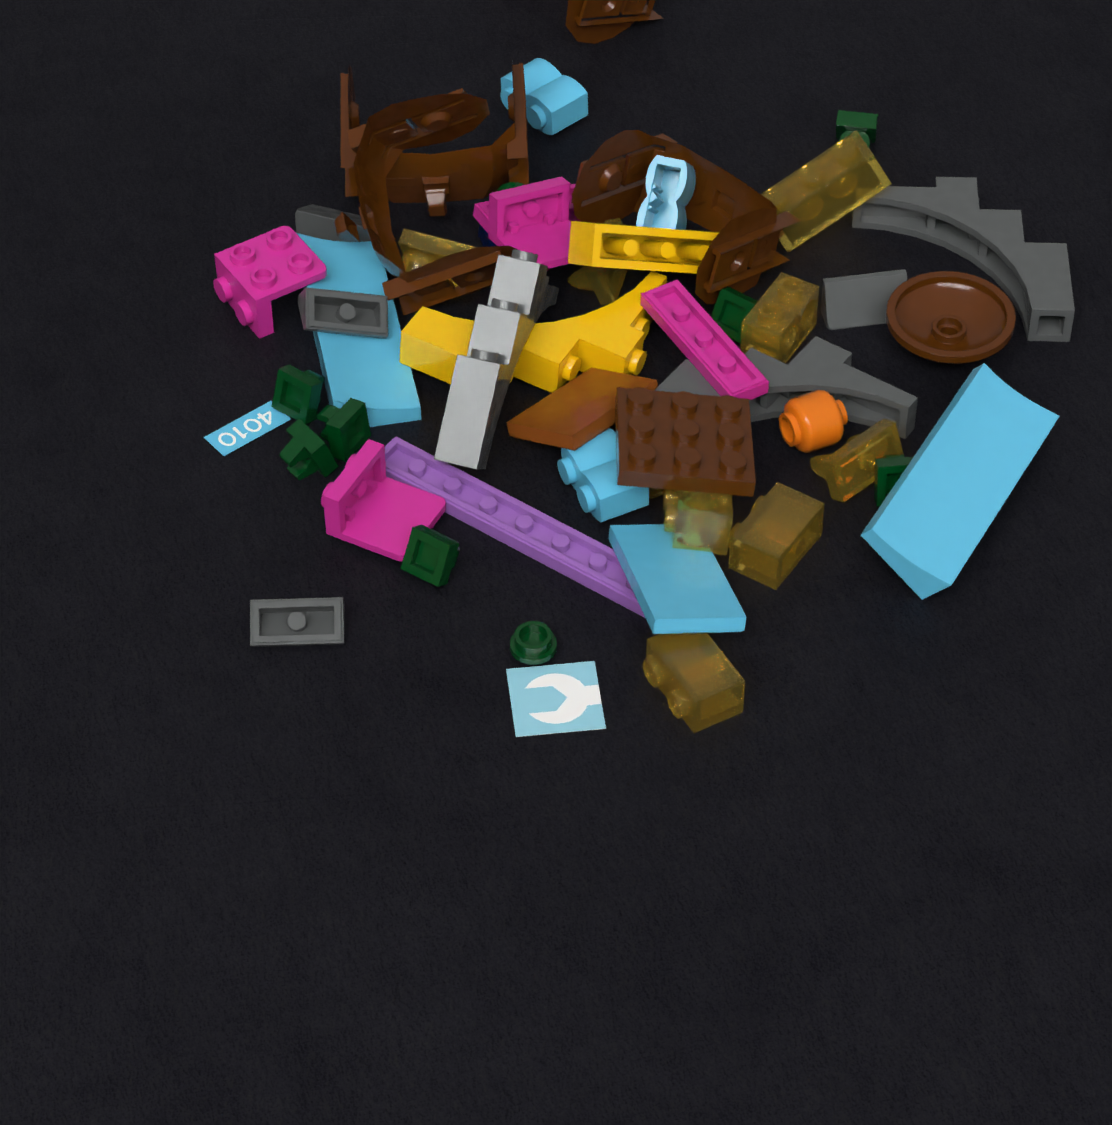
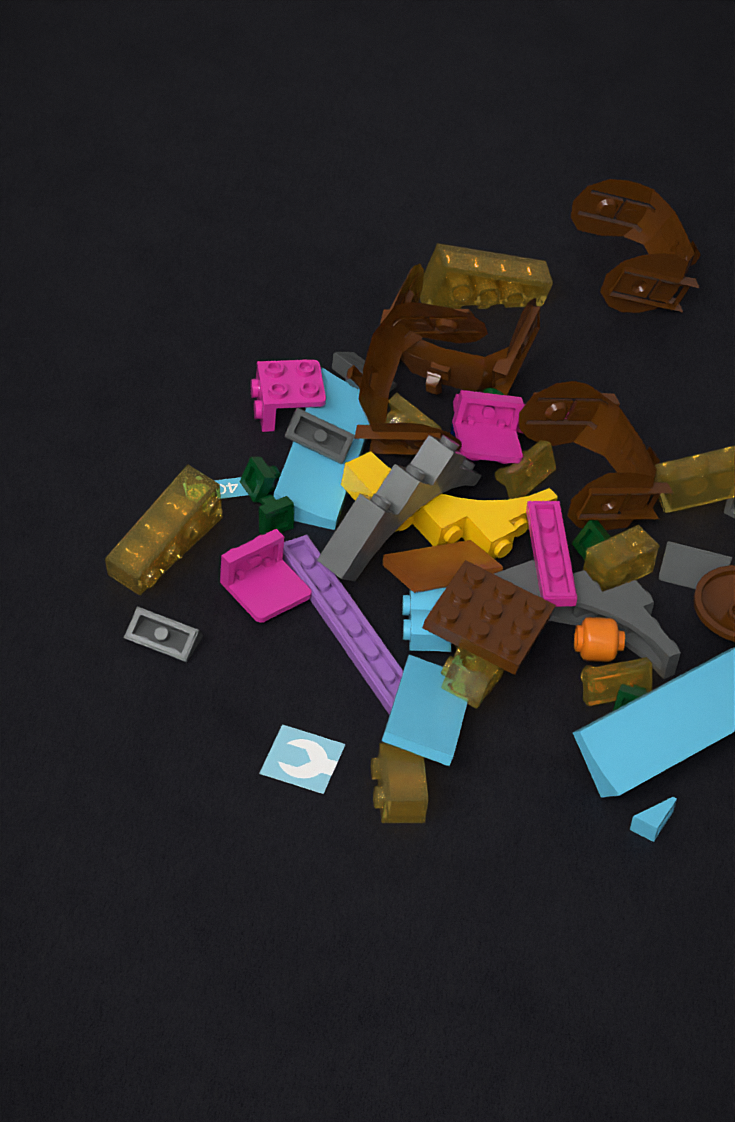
camera: 20 degrees right, 0 degrees up
(230, 496) = (166, 530): none -> clear yellow wedge
(306, 452) = (238, 521): dark green tile -> none
(419, 60) = (483, 278): none -> clear yellow wedge
(430, 555) = (276, 626): dark green tile -> none
(533, 643) = (308, 714): dark green plate -> none
(551, 98) = (560, 338): medium azure brick -> none
(637, 247) = (541, 466): yellow brick -> none
(669, 189) = (587, 447): medium azure brick -> none
(775, 535) = (521, 709): clear yellow brick -> none
(998, 602) = (651, 821): none -> medium azure piece

